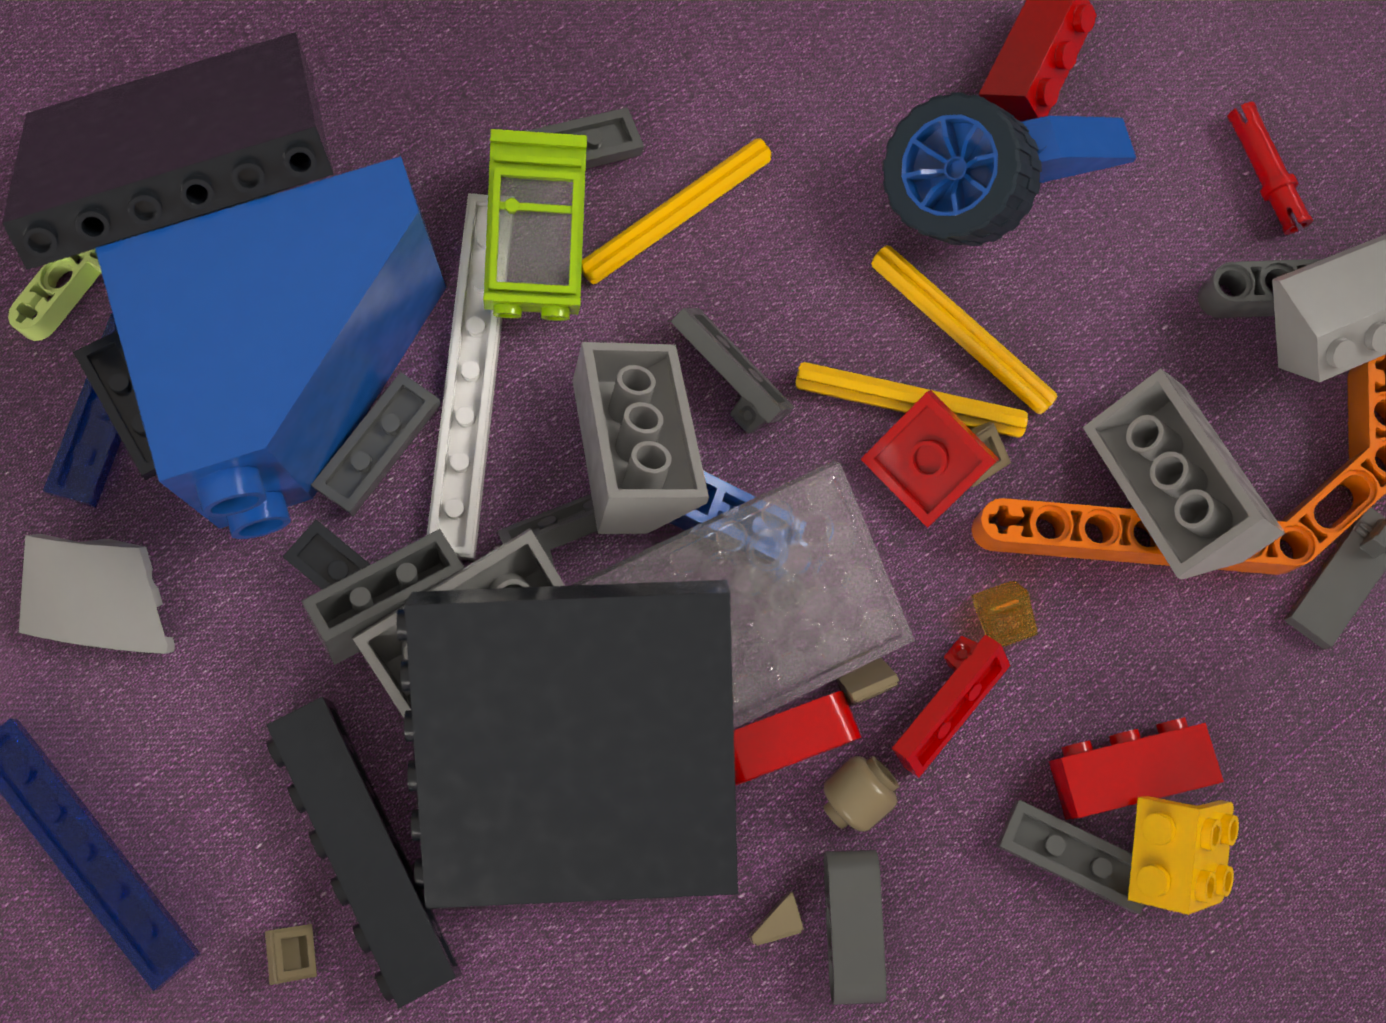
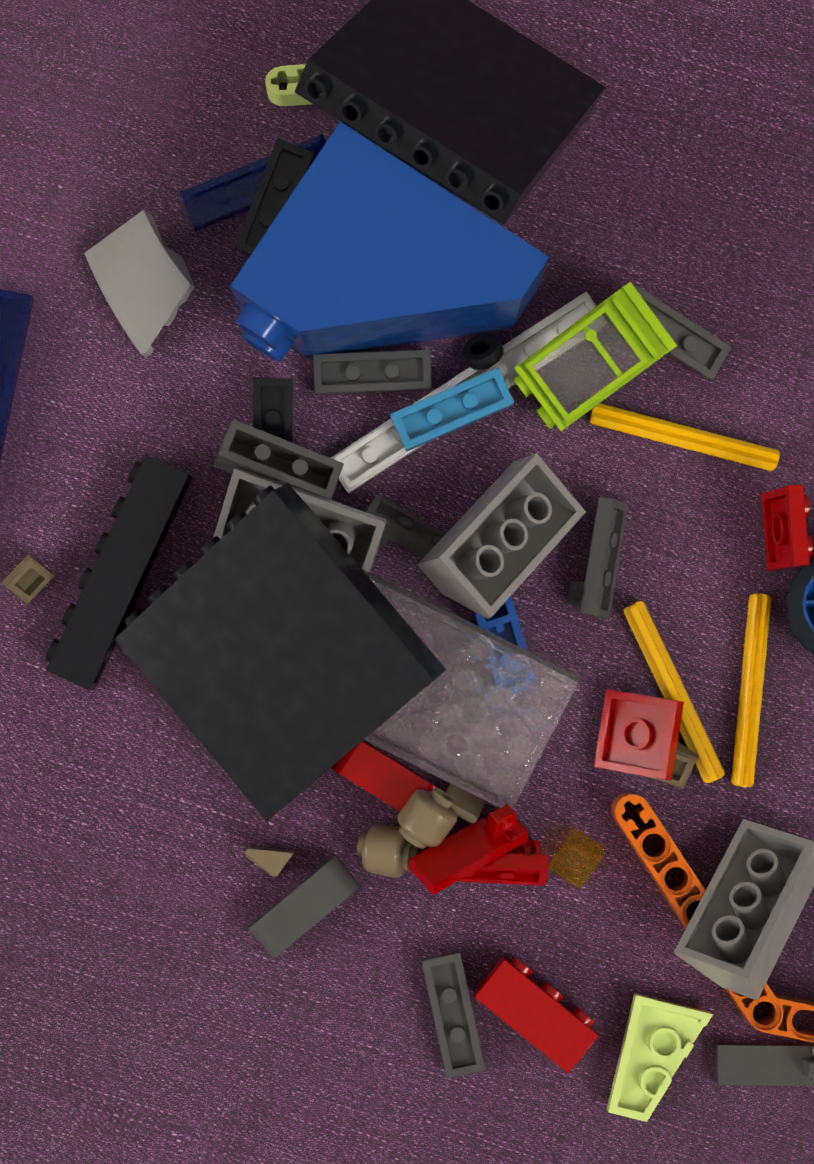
camera: 55 degrees right, 10 degrees up
(454, 326) = (478, 343): none -> black piece
(474, 393) = (452, 409): none -> dark azure plate
(836, 177) = (786, 528): none -> red plate
(860, 722) = (427, 817): none -> dark tan head
(922, 708) = (469, 849): none -> red hinge
(1182, 854) = (502, 1079): yellow bracket -> none
(1251, 684) = (652, 1049): none -> yellowish green wing

